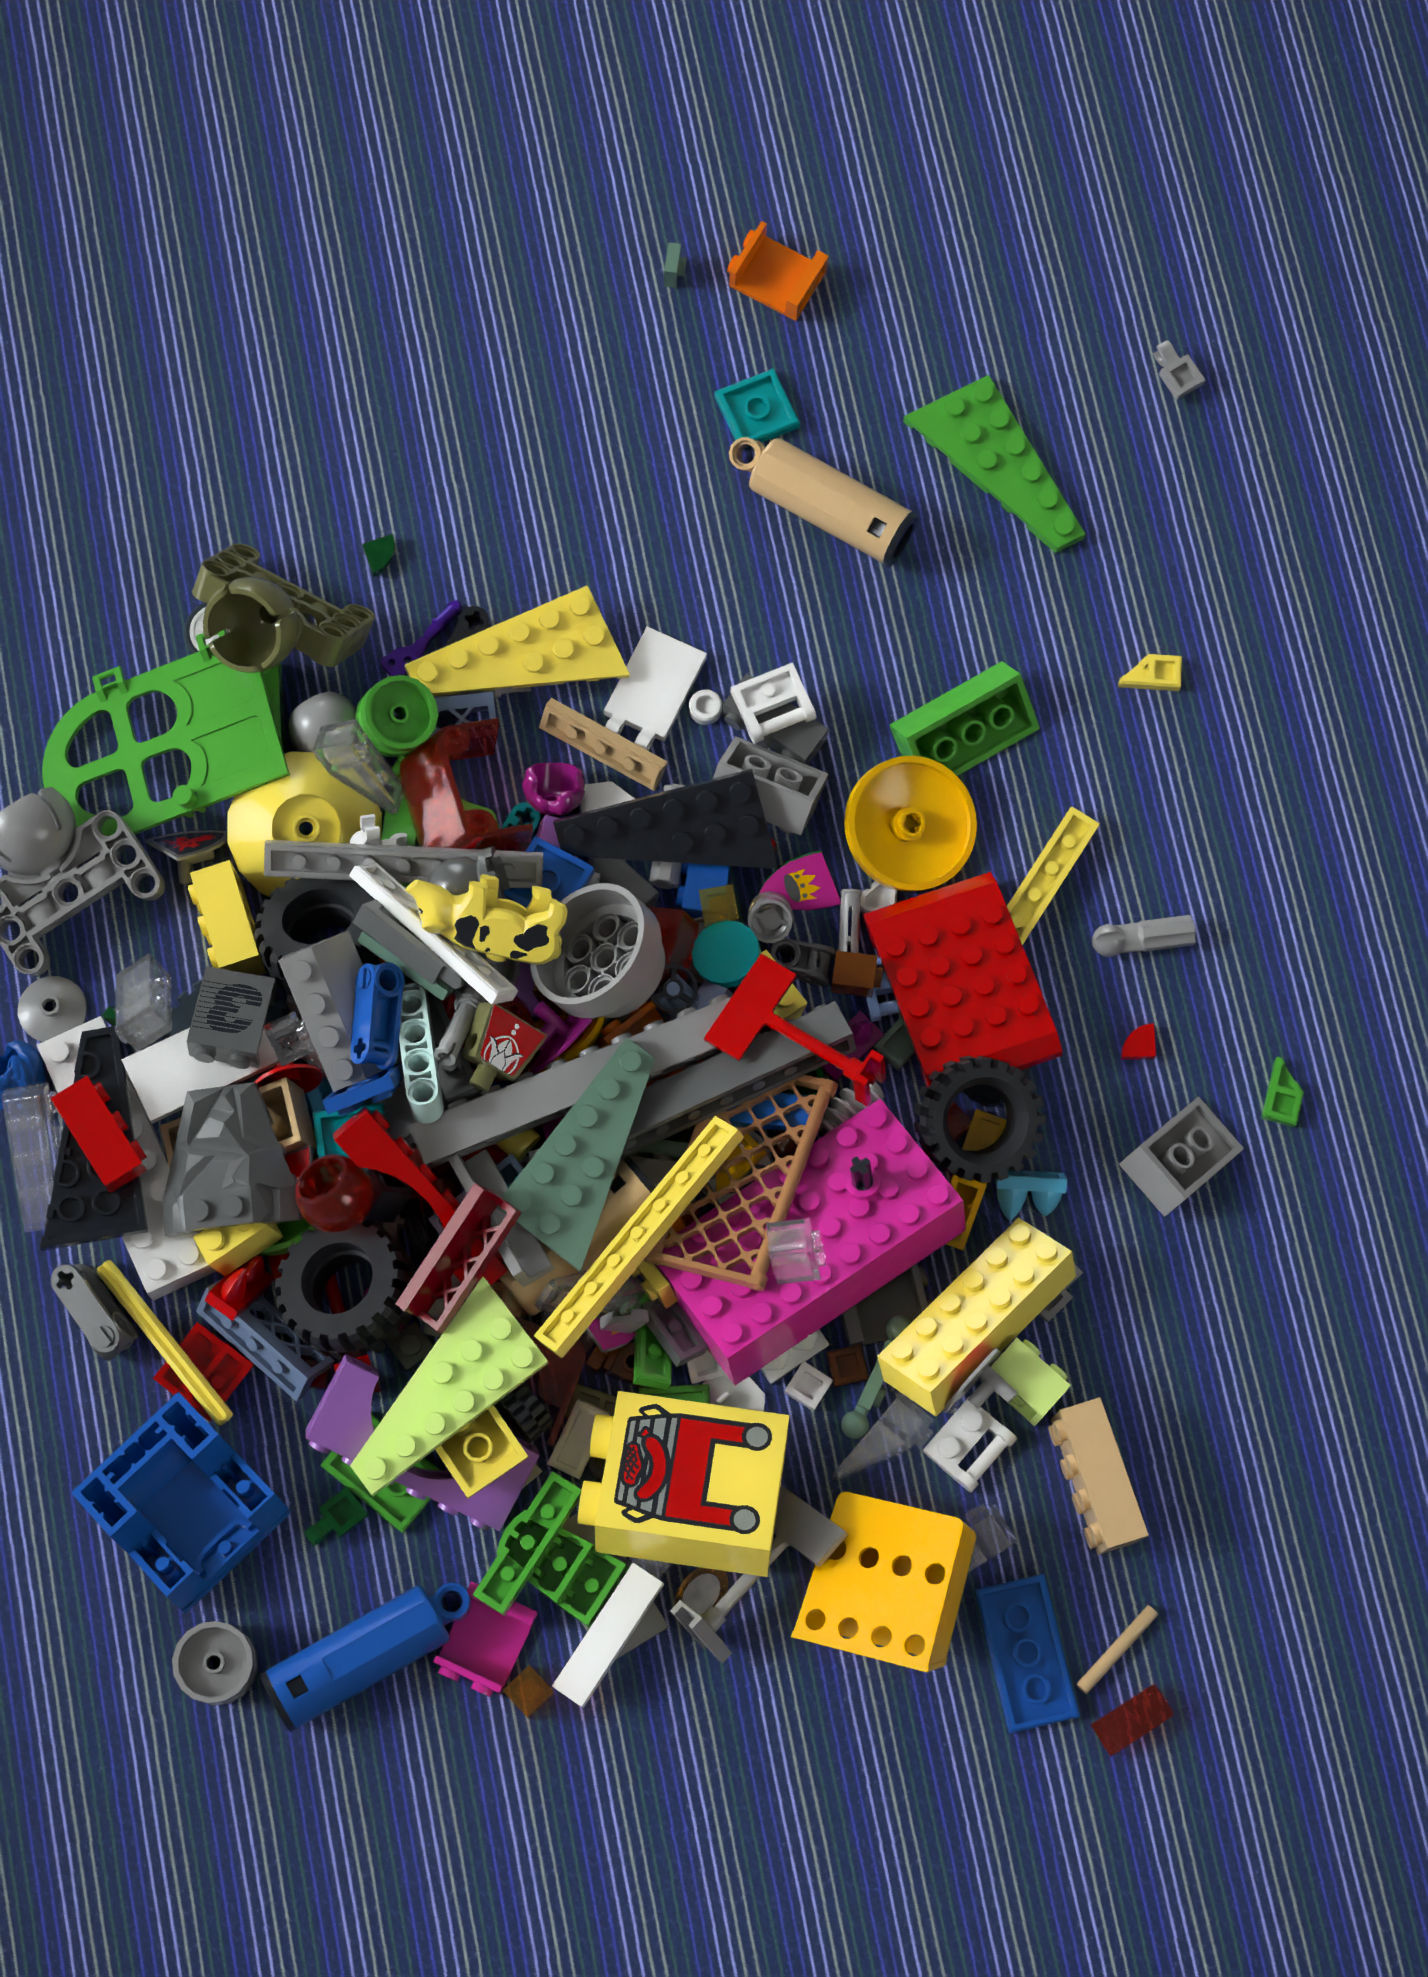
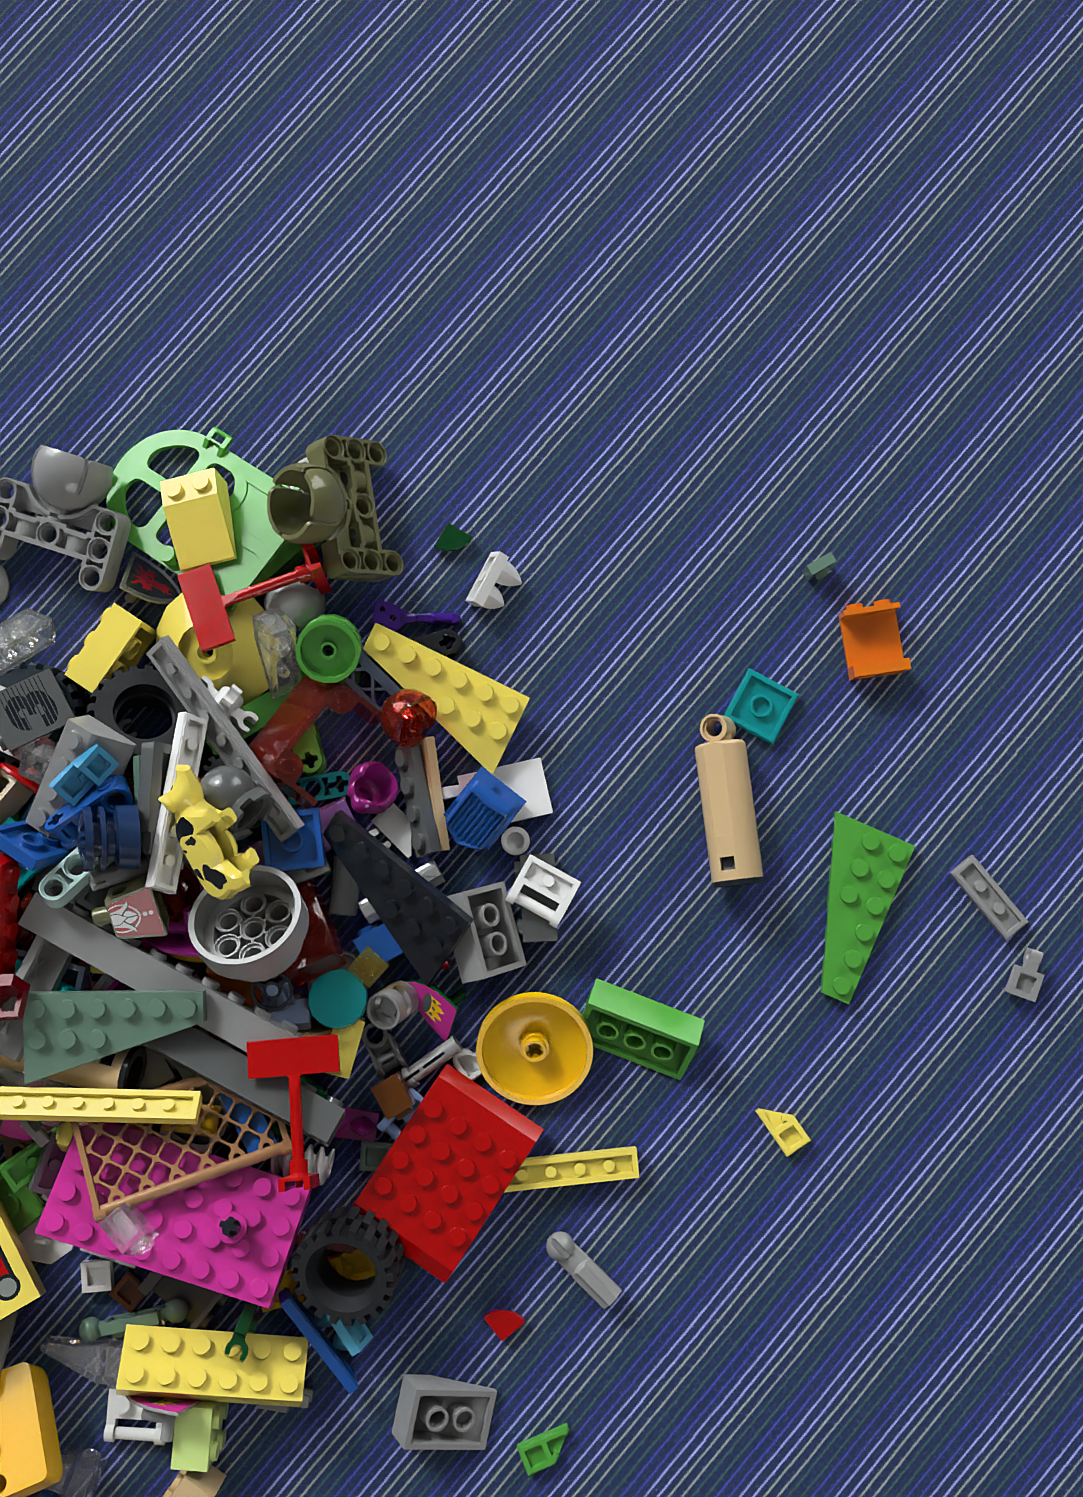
camera: 60 degrees right, 10 degrees up
(176, 741) = (199, 518): none -> light yellow slope
(270, 786) = (209, 607): none -> red piece
(339, 983) = (82, 773): none -> dark azure slope
(421, 1001) = (110, 837): none -> dark blue wheel
(441, 539) = (494, 571): none -> white tile
(513, 698) = (407, 715): none -> clear red cylinder
(596, 757) = (417, 800): none -> dark grey plate
(656, 706) = (482, 811): none -> blue piece
(961, 1248) = (246, 1323): none -> dark green plate
(1030, 1211) = (318, 1339): none -> blue tile
(1083, 351) = (988, 897): none -> light grey tile

